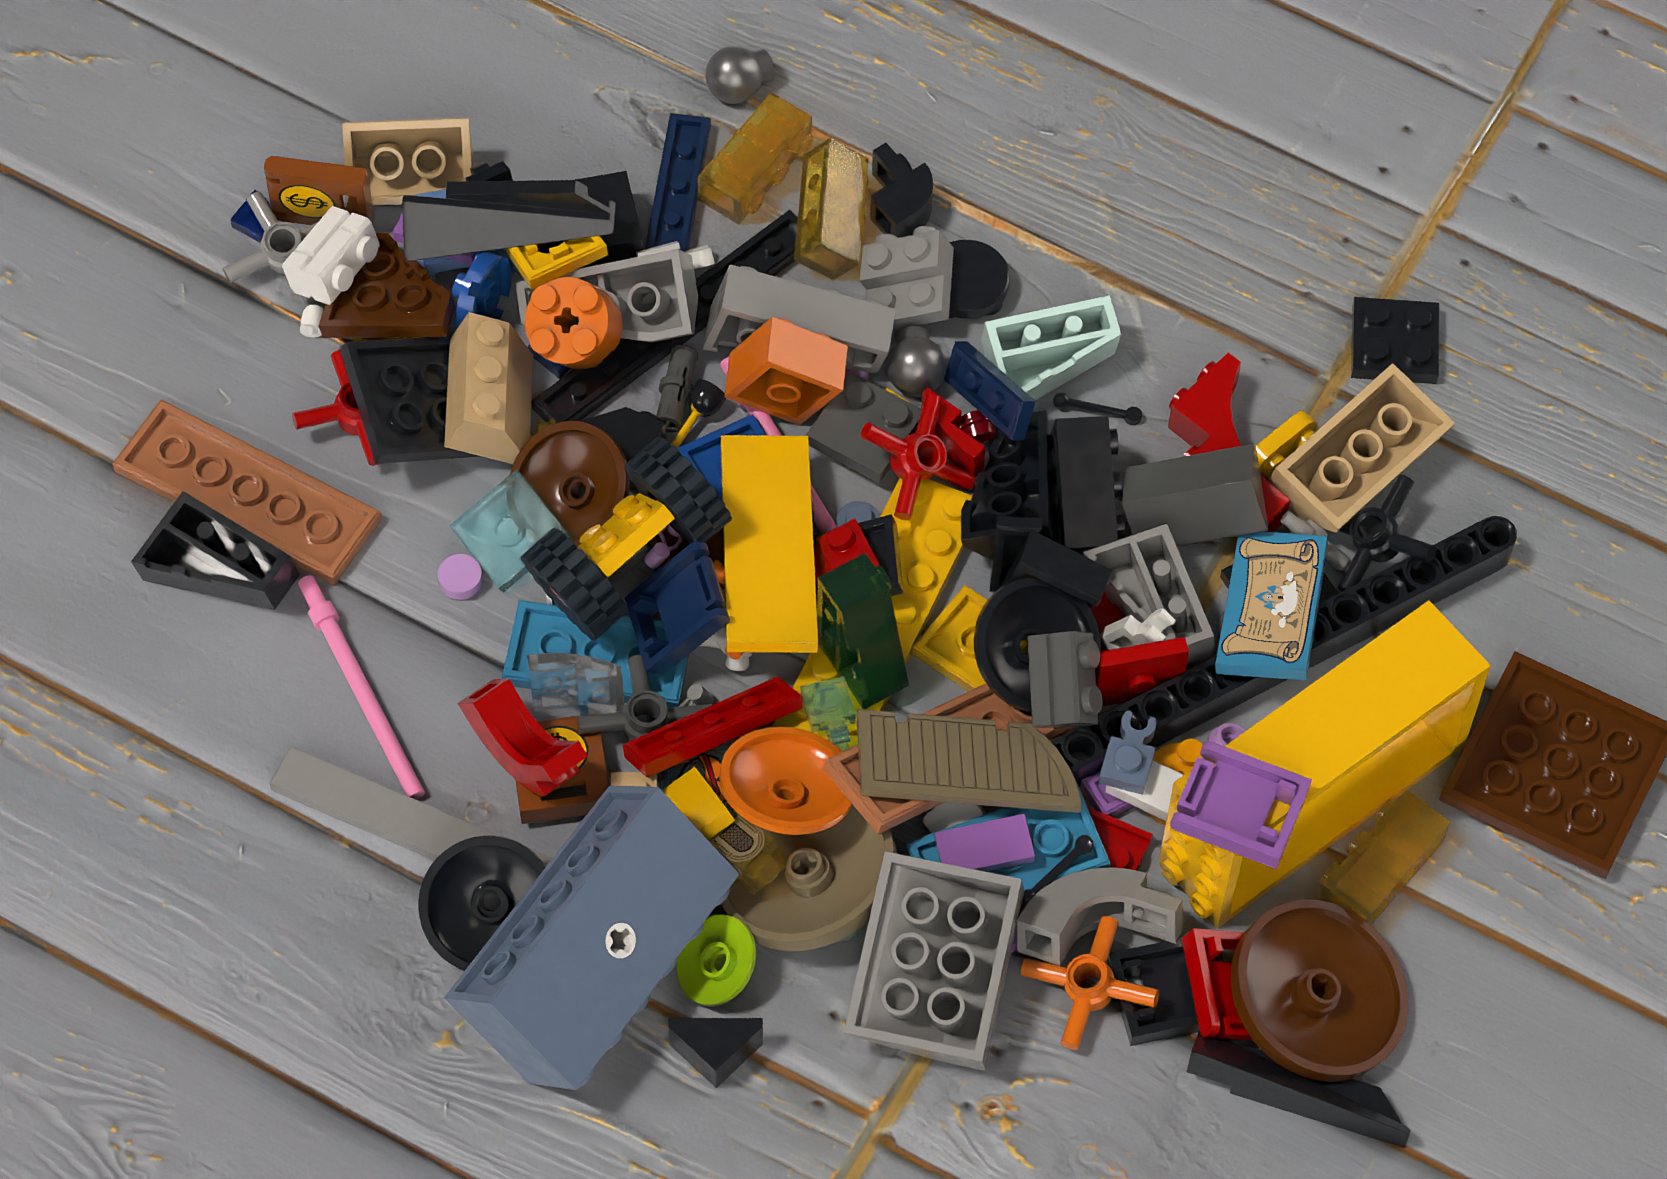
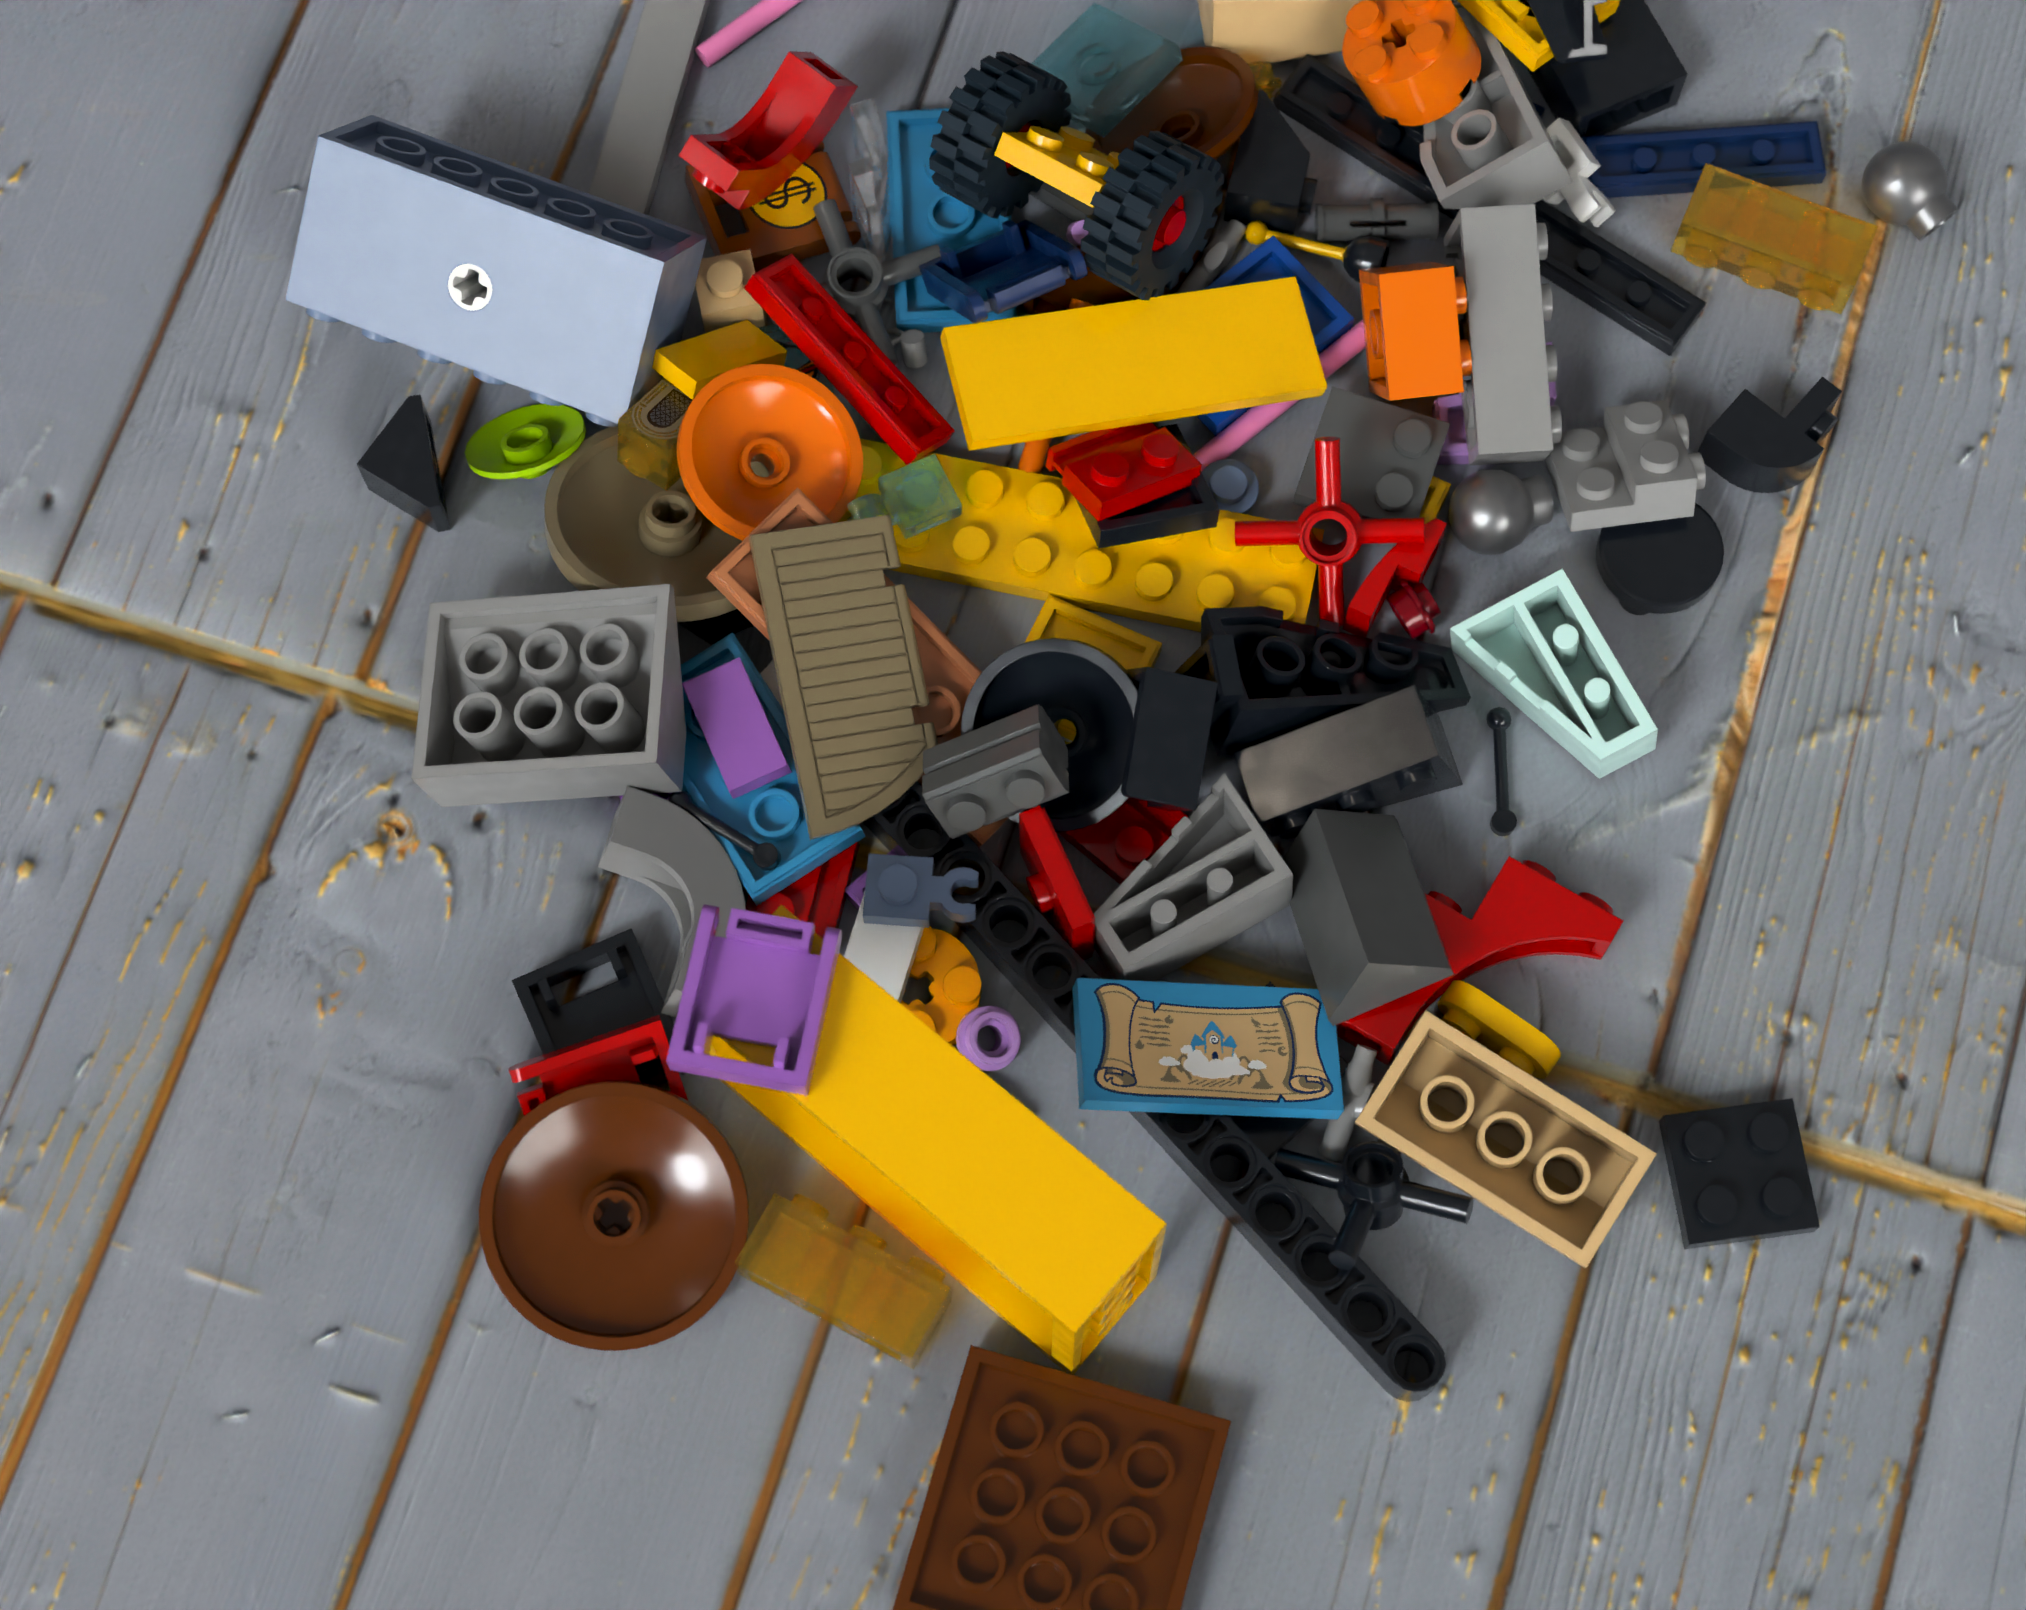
camera: 80 degrees right, 10 degrees up
(455, 890) = (554, 128): black dish -> none
(459, 576) = (1025, 30): lavender tile -> none
(831, 209) = (1713, 349): clear yellow brick -> none
(861, 630) = (1011, 492): clear green wedge -> none
(989, 390) = (1461, 603): dark blue tile -> none
(1089, 998) = (579, 931): orange bar -> none
(1132, 632) = (1109, 868): white plate -> none
(1257, 1077) = (463, 1298): black wedge -> none

